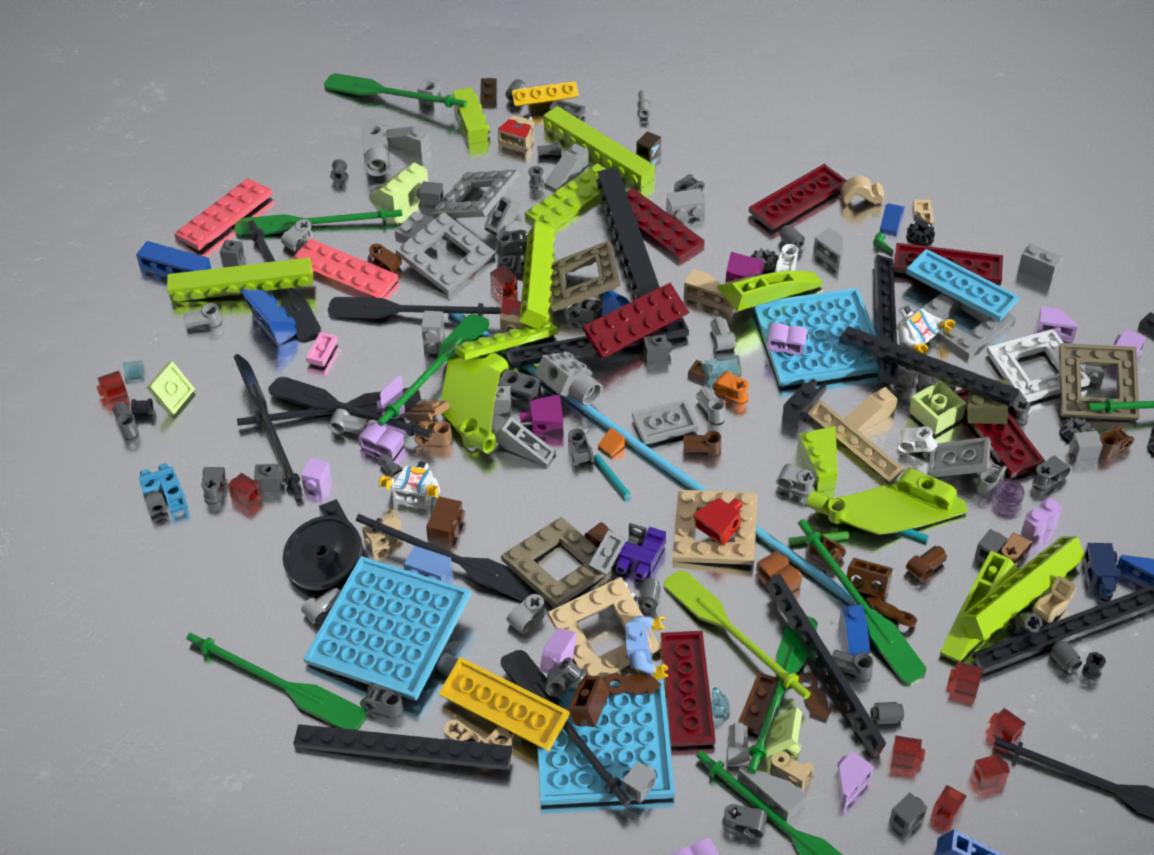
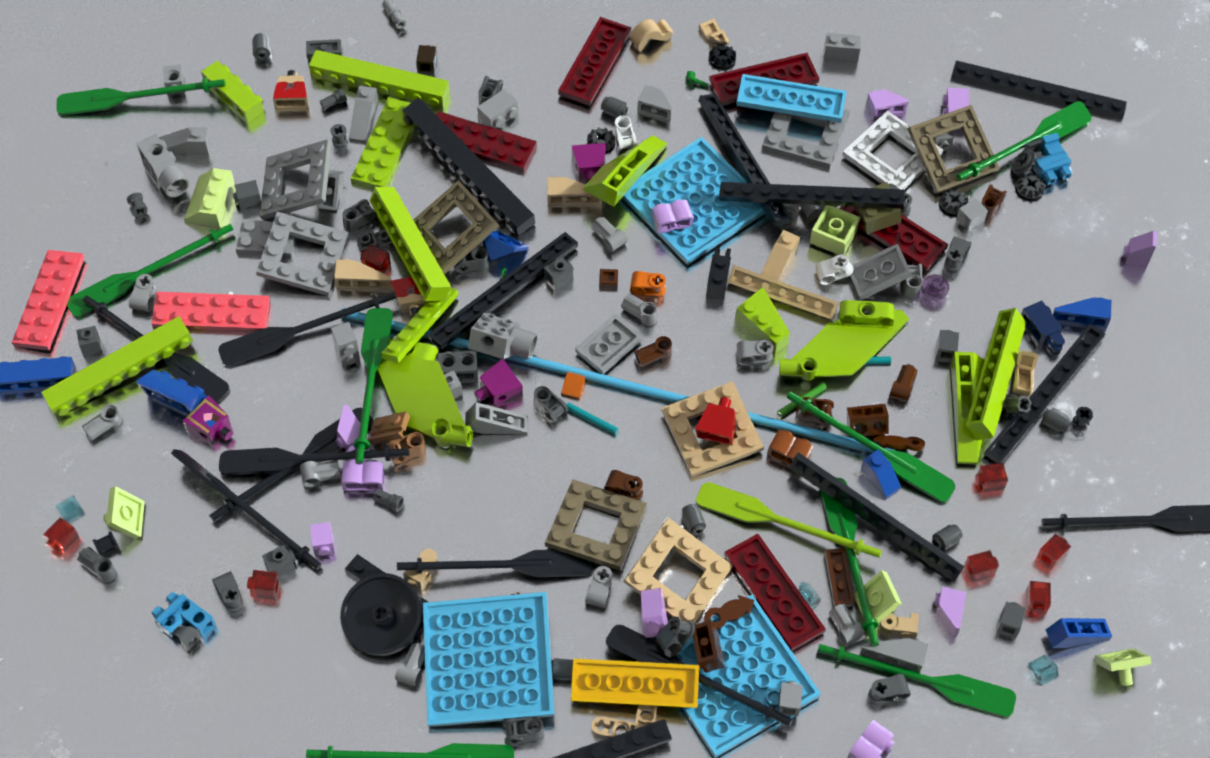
camera: 30 degrees left, 10 degrees up
(284, 348) = (208, 421): none -> magenta torso
(321, 349) = (244, 406): bright pink plate -> none
(384, 259) = (245, 284): reddish brown piece -> none
(412, 485) = (422, 508): torso -> none
(428, 564) = (484, 582): medium blue brick -> none
(445, 520) = (471, 530): reddish brown brick -> none
(479, 286) = (355, 275): none -> tan slope
(488, 91) = (232, 56): dark brown plate -> none
(545, 93) = (294, 40): yellow bracket -> none
(607, 553) = (639, 498): light grey plate -> none
(635, 320) = (529, 255): dark red plate -> none
(640, 647) = (721, 573): light blue torso -> none
(644, 557) = (662, 488): dark purple hips -> none
(715, 367) = (626, 265): clear light blue slope -> none
(817, 700) = (888, 555): reddish brown brick -> none
(853, 664) = (894, 506): dark grey piece -> none
(892, 218) = (690, 50): blue slope -> none
(919, 327) = (778, 157): torso -> none
(1006, 726) = (1044, 505): clear red brick -> none
(1016, 548) = (967, 338): medium nougat piece -> none
(1041, 519) = (974, 301): lavender brick -> none

